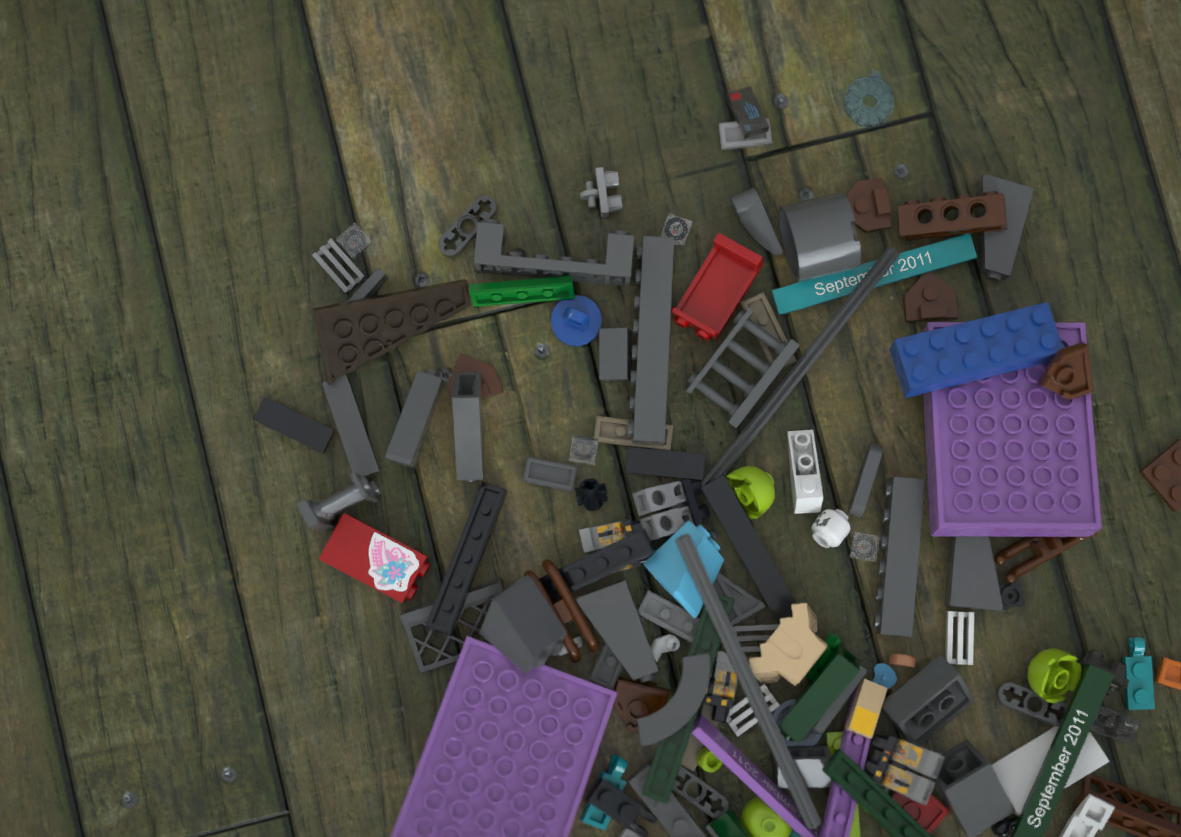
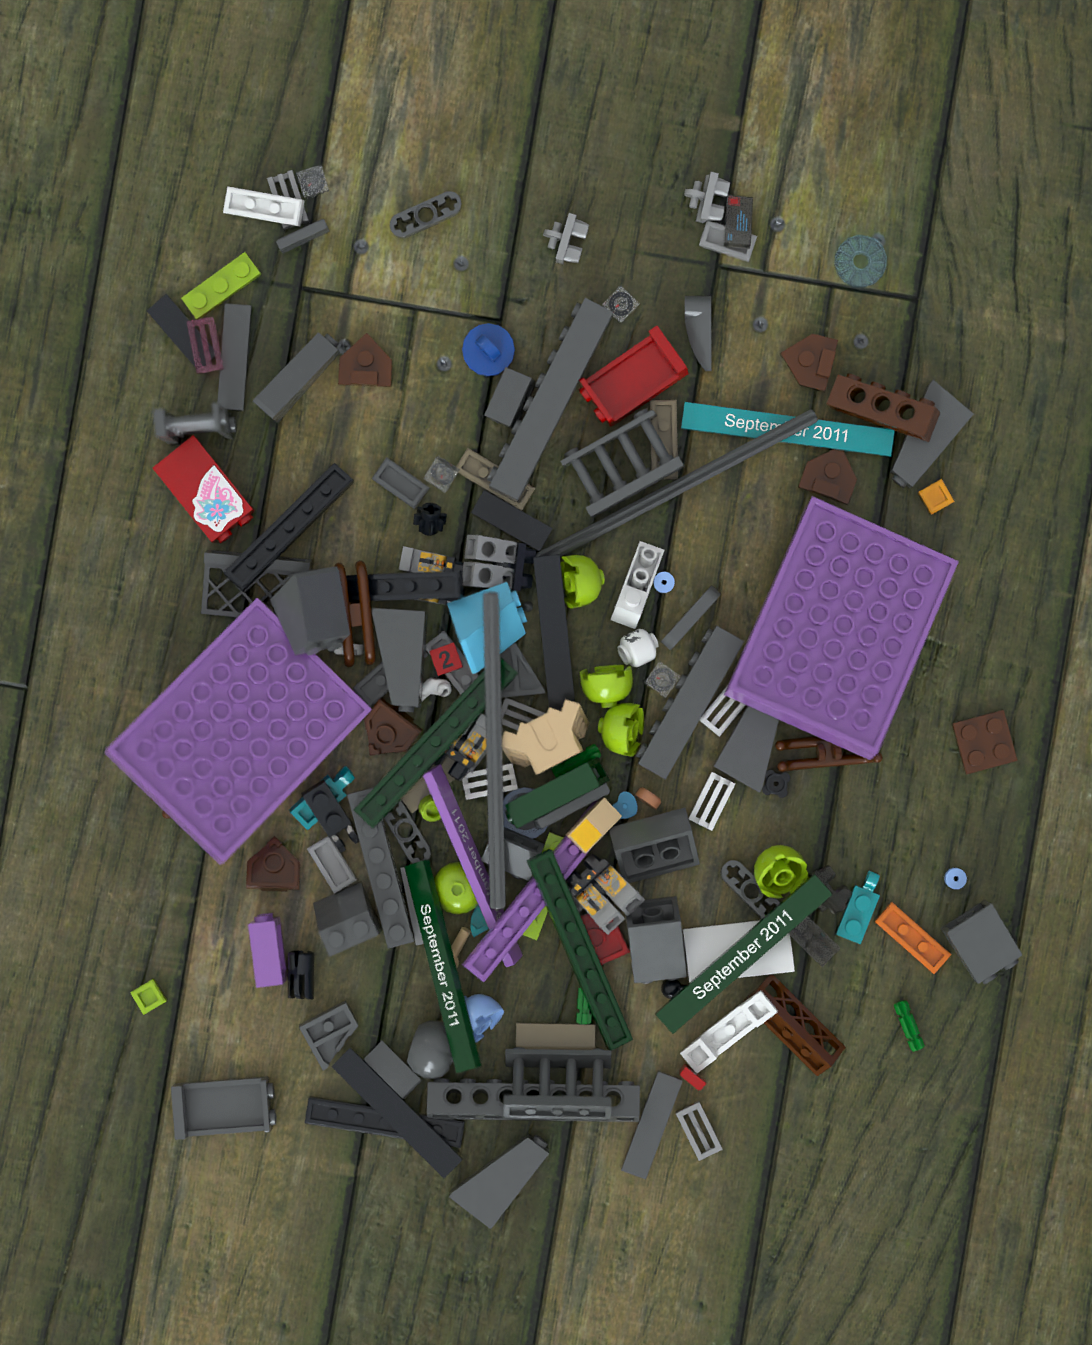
camera: 30 degrees right, 5 degrees up
(305, 376) = (221, 286): none -> lime plate
(319, 281) = (263, 206): none -> white tile
(332, 445) = (209, 367): none -> clear pink tile
(372, 326) = (298, 272): dark brown wing -> none
(468, 426) = (343, 405): dark grey slope -> none
(491, 259) = (433, 255): dark grey plate -> none
(522, 291) = (449, 300): green tile -> none
(662, 615) = (446, 659): none -> red tile
(682, 705) = (427, 745): dark grey tile -> none
(707, 104) = (712, 186): none -> light grey hips
(819, 236) = (748, 371): dark grey brick -> none
(819, 573) = (607, 684): none -> lime cylinder
(832, 458) = (669, 582): none -> light blue piece
(849, 607) = (621, 728): none -> lime cylinder
(942, 552) = (711, 725): none -> white tile
(975, 350) = (841, 541): blue brick -> none
(1031, 277) = (936, 496): none -> light orange tile
(1069, 372) = (915, 600): reddish brown plate -> none

